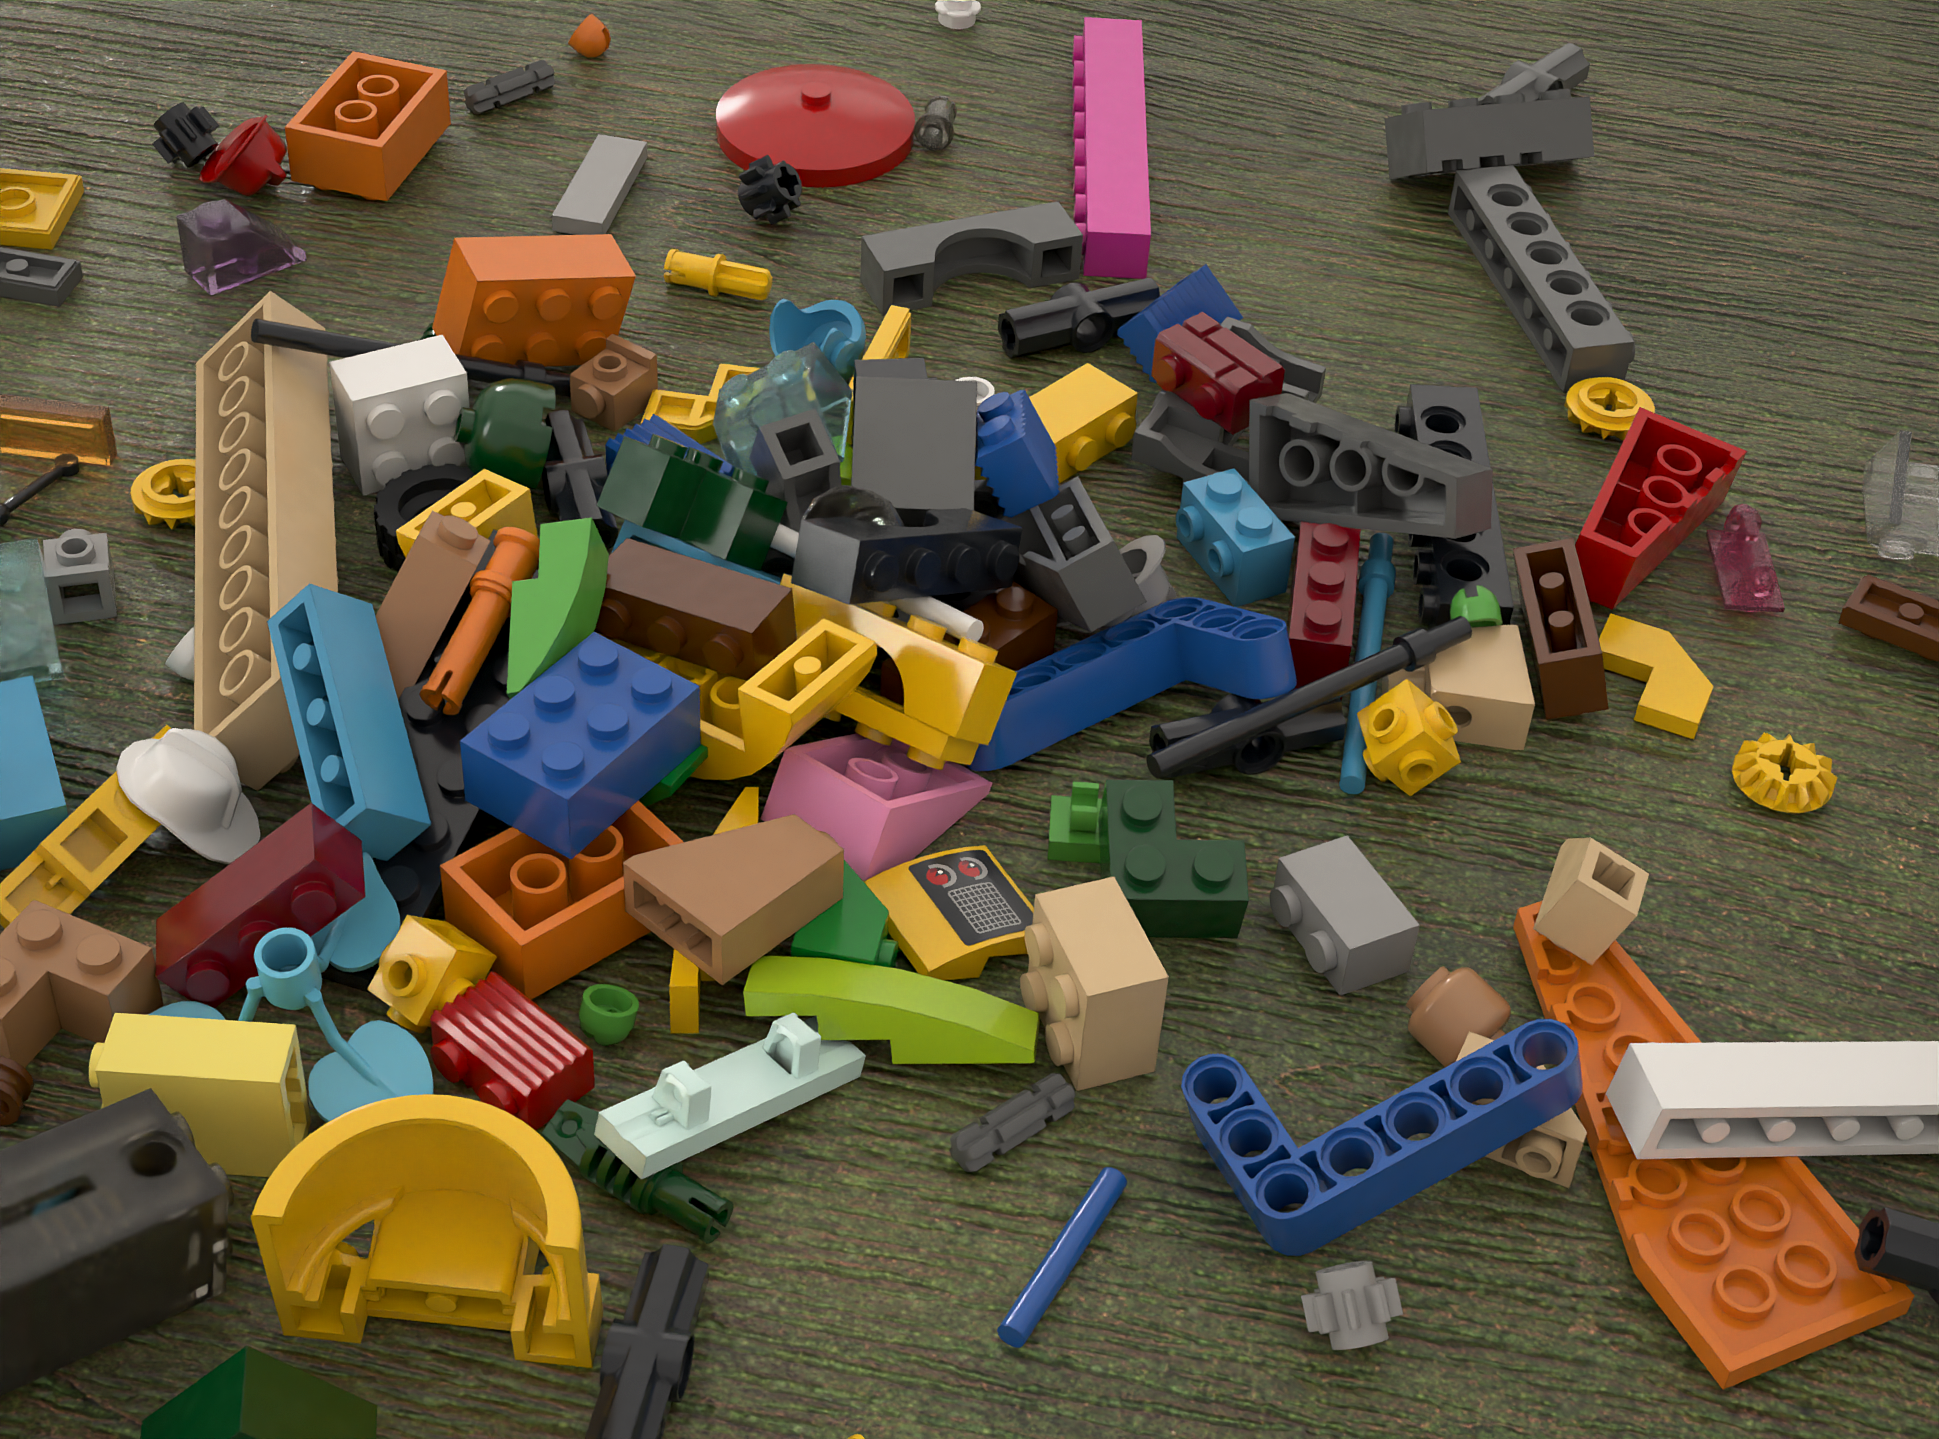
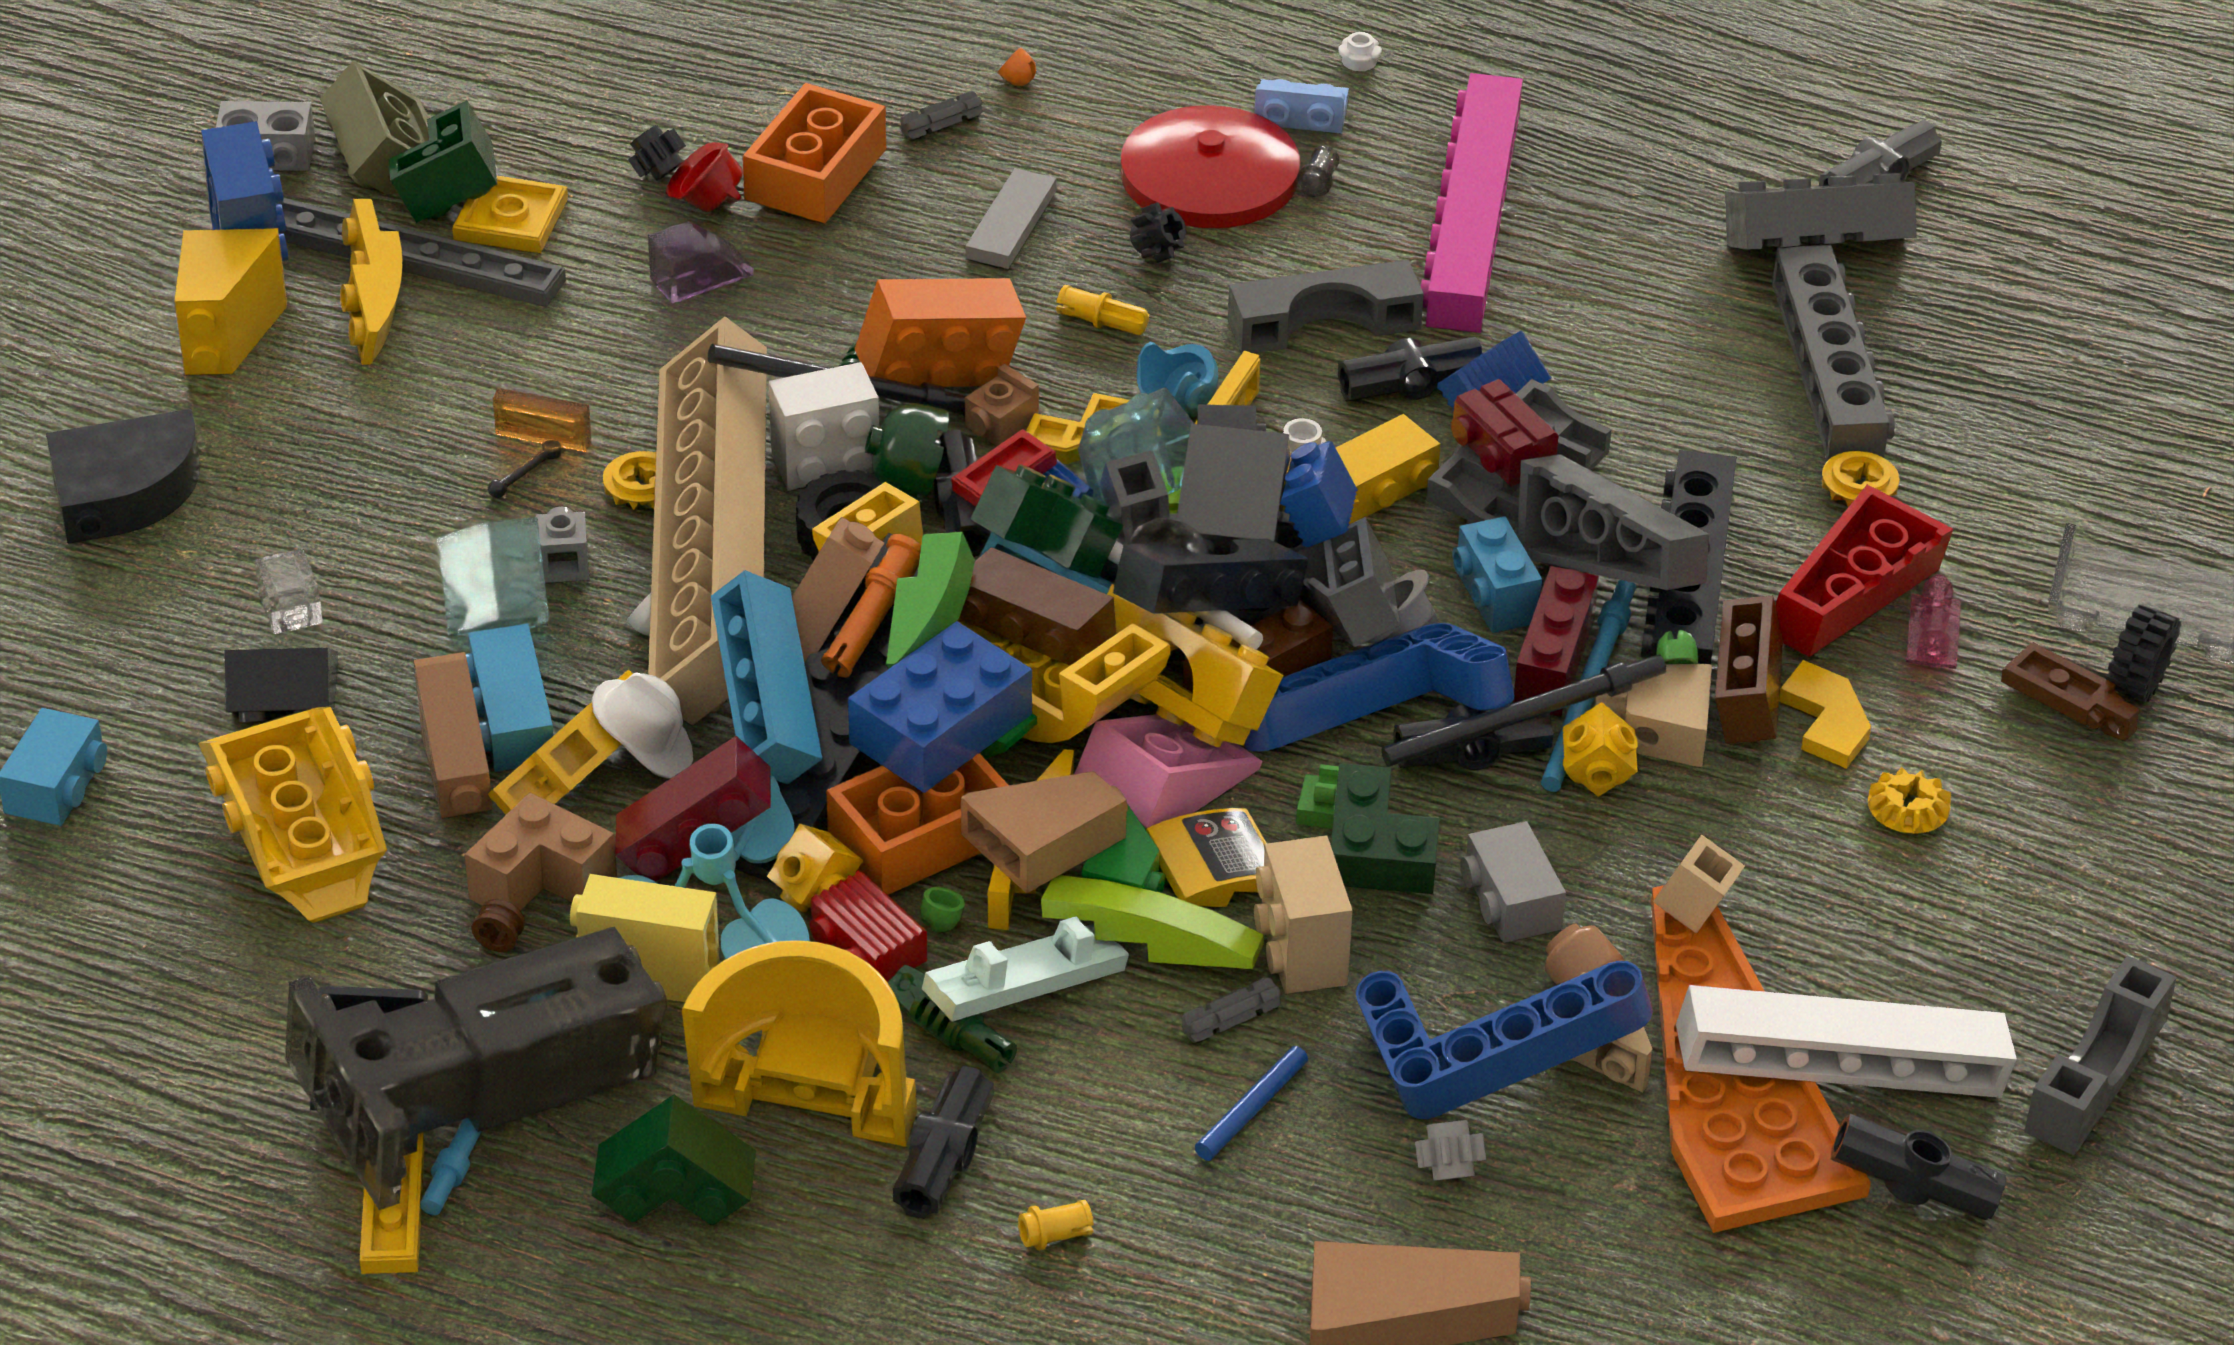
camera: 10 degrees right, 0 degrees up
(593, 464) = (1018, 449): none -> red tile
(907, 61) = (1302, 105): none -> light blue bracket

